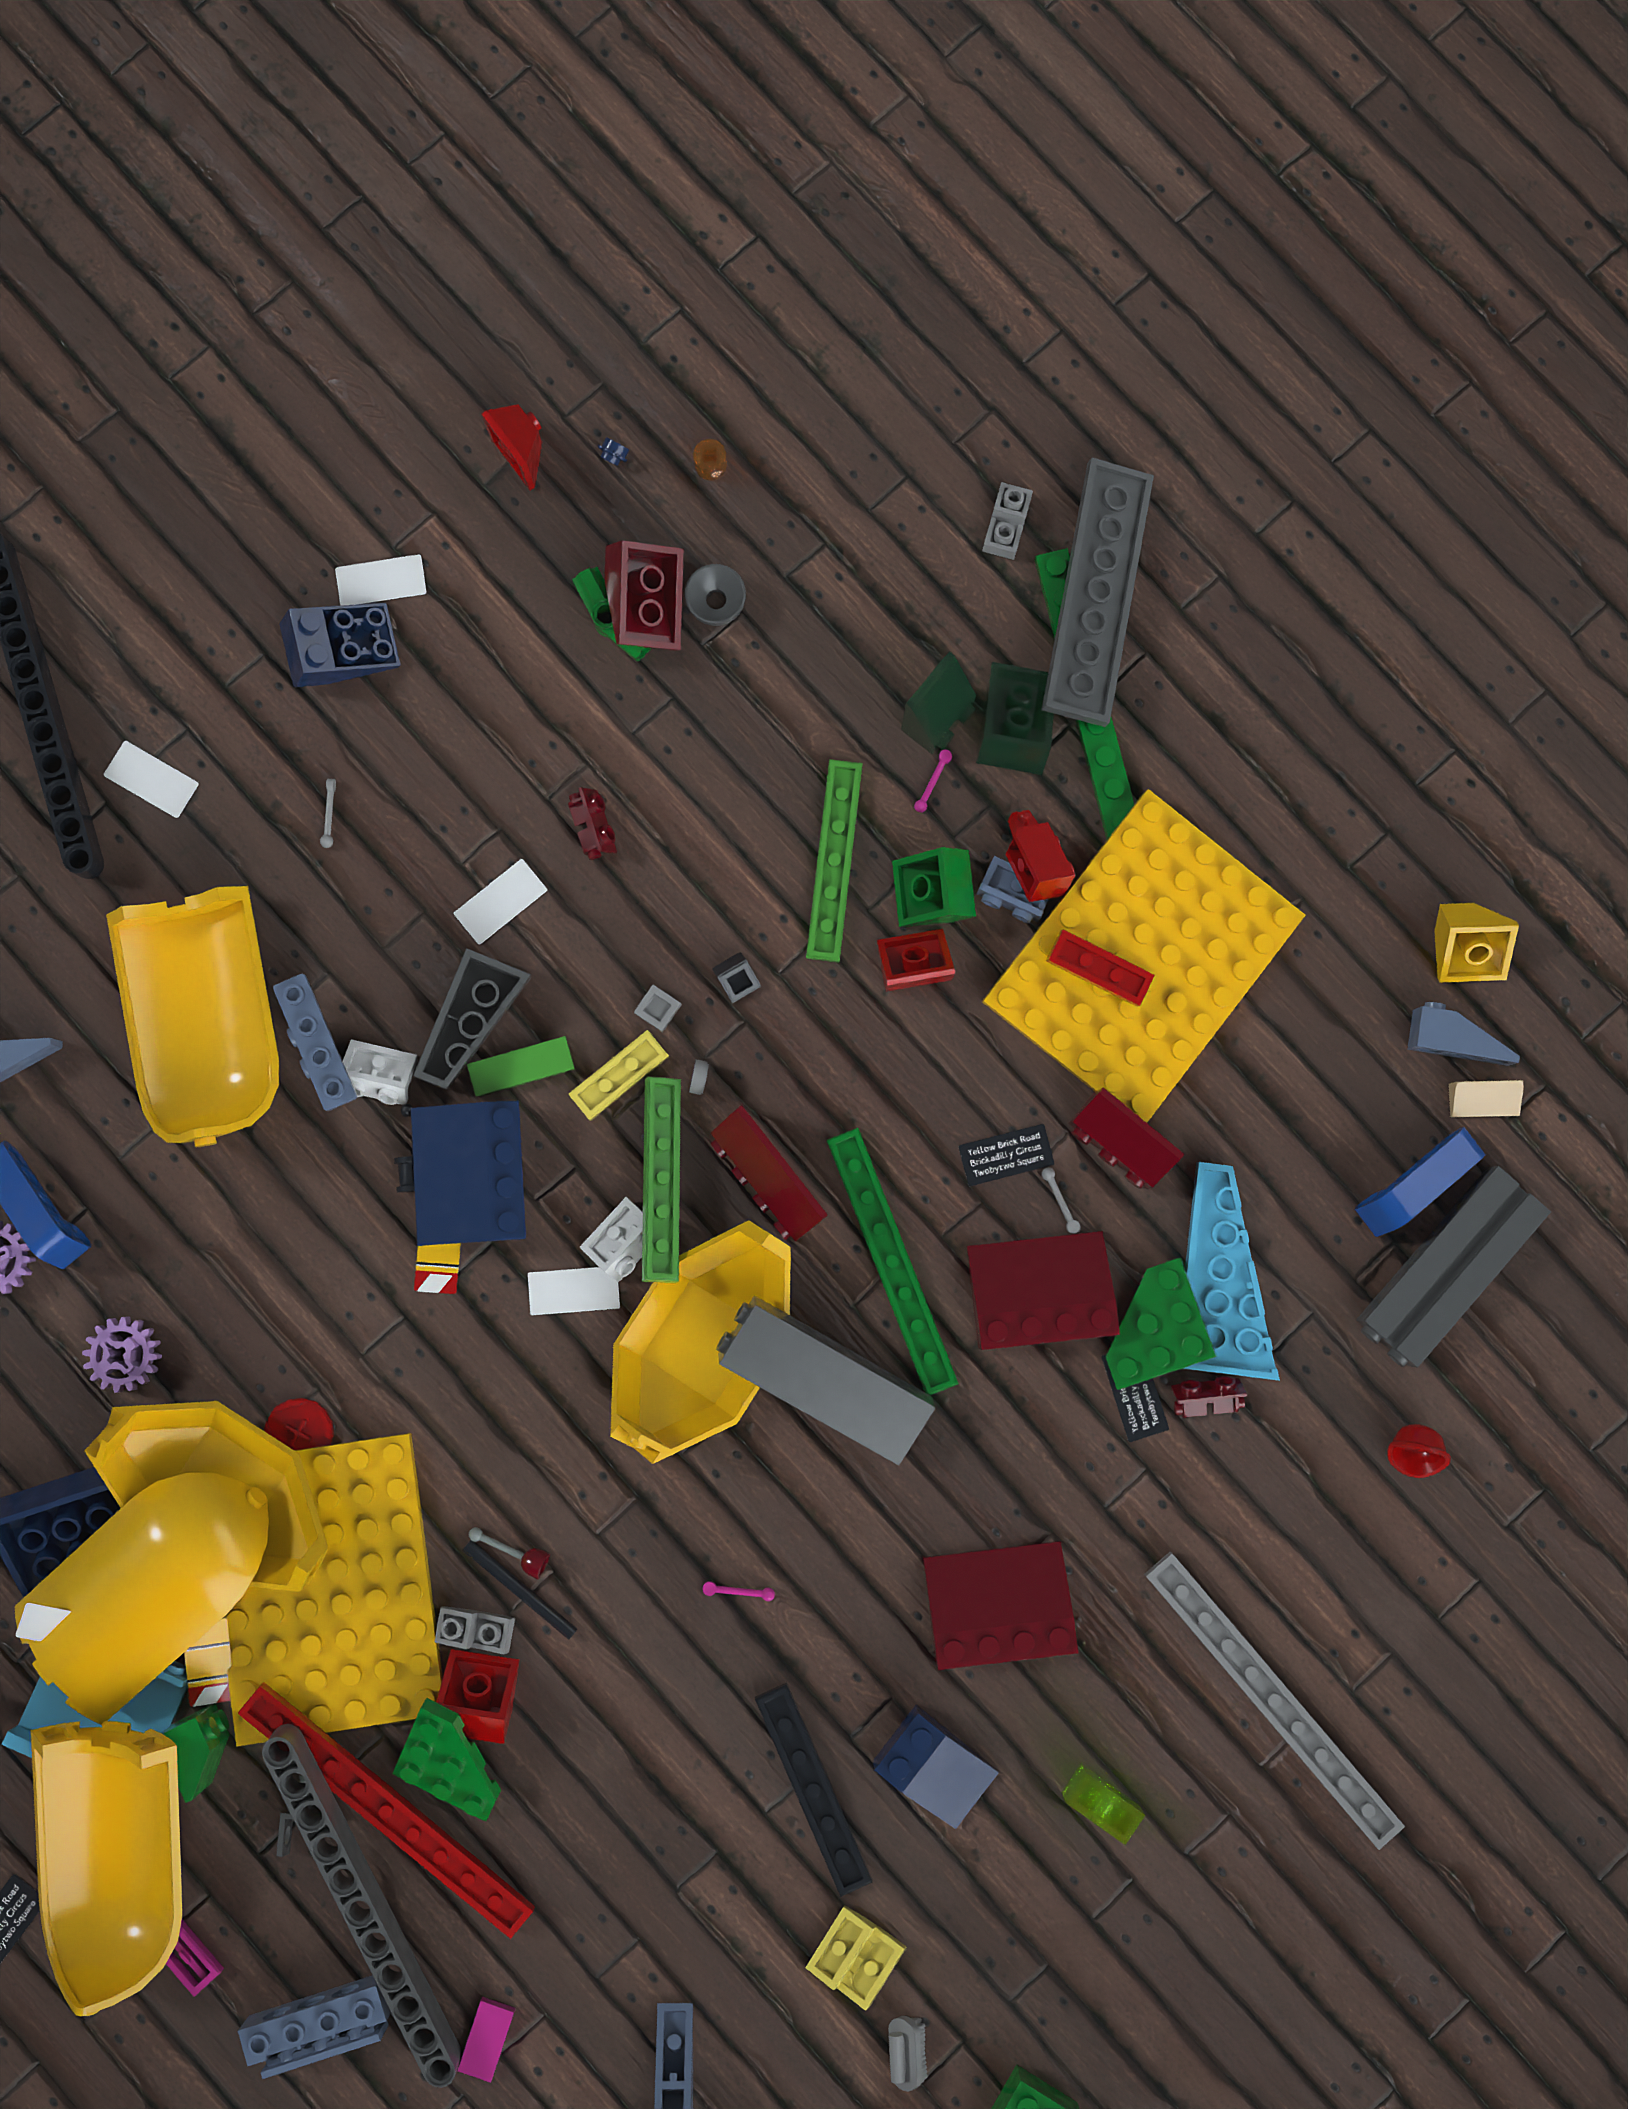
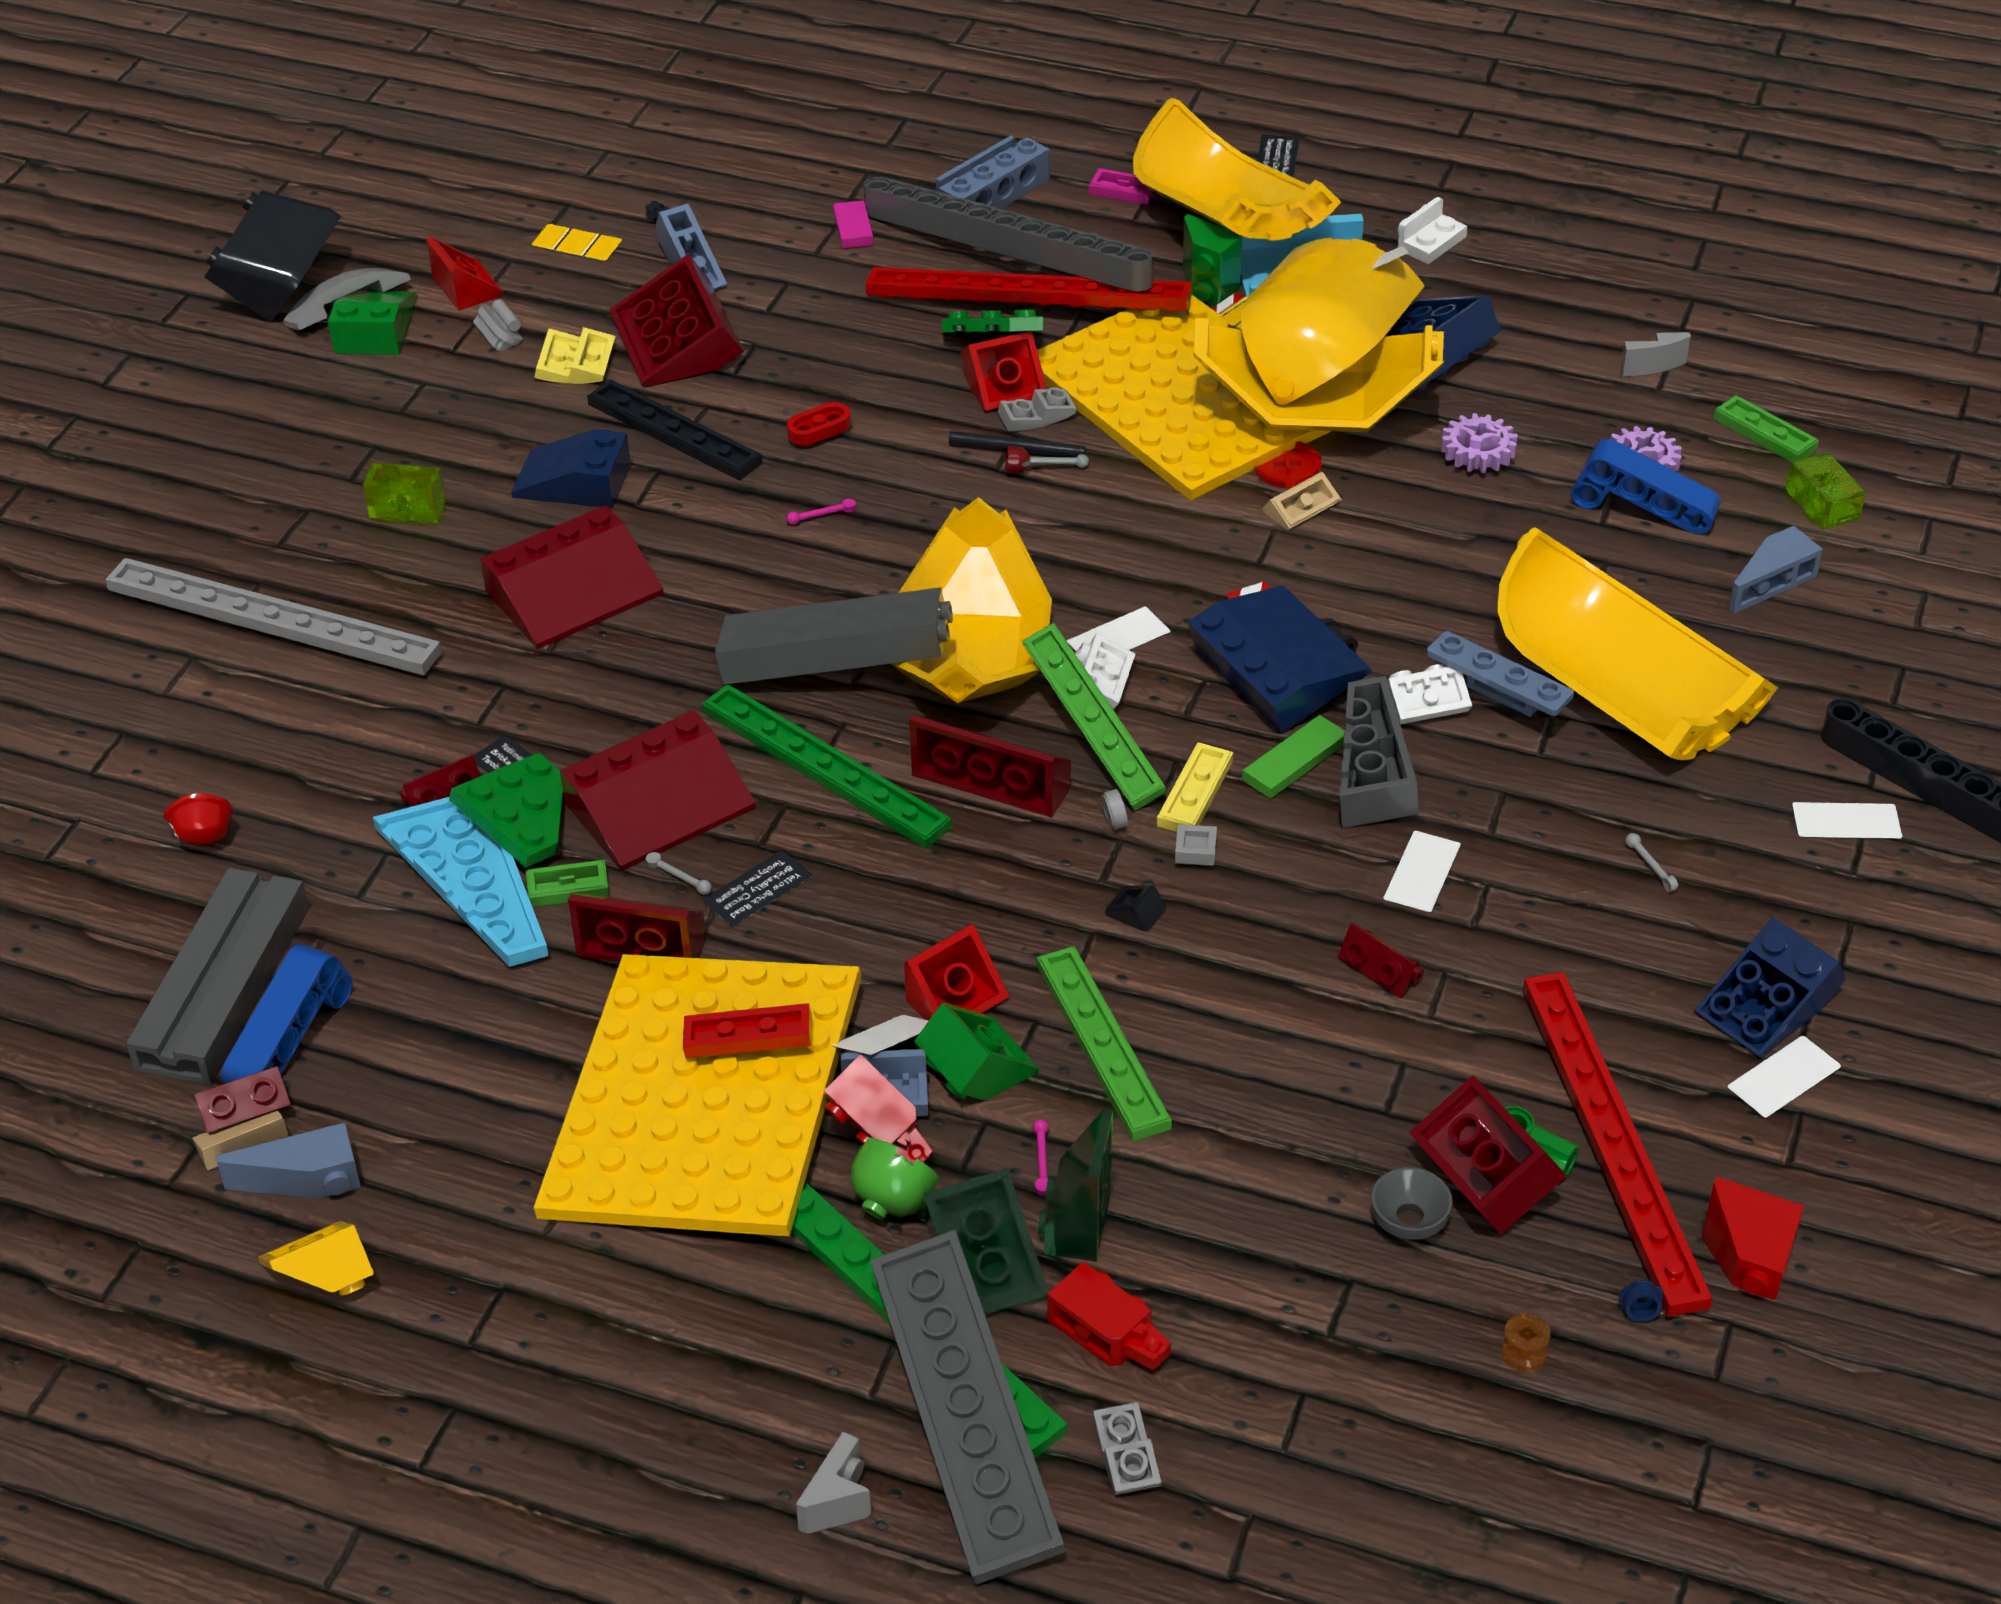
camera: 155 degrees right, 40 degrees down
(320, 1371) = (1302, 502): none -> tan slope
(539, 584) = (1617, 1145): none -> red plate
(683, 1718) = (818, 423): none -> red plate
(743, 1946) = (676, 326): none -> dark red slope
(969, 616) = (1105, 1319): none -> red hinge
(992, 932) = (883, 1035): none -> white sticker
(1054, 797) = (889, 1181): none -> bright green cylinder
(1123, 1225) = (556, 883): none -> bright green tile
(1211, 577) = (833, 1492): none -> light grey slope
(1477, 1117) = (242, 1099): none -> dark red hinge

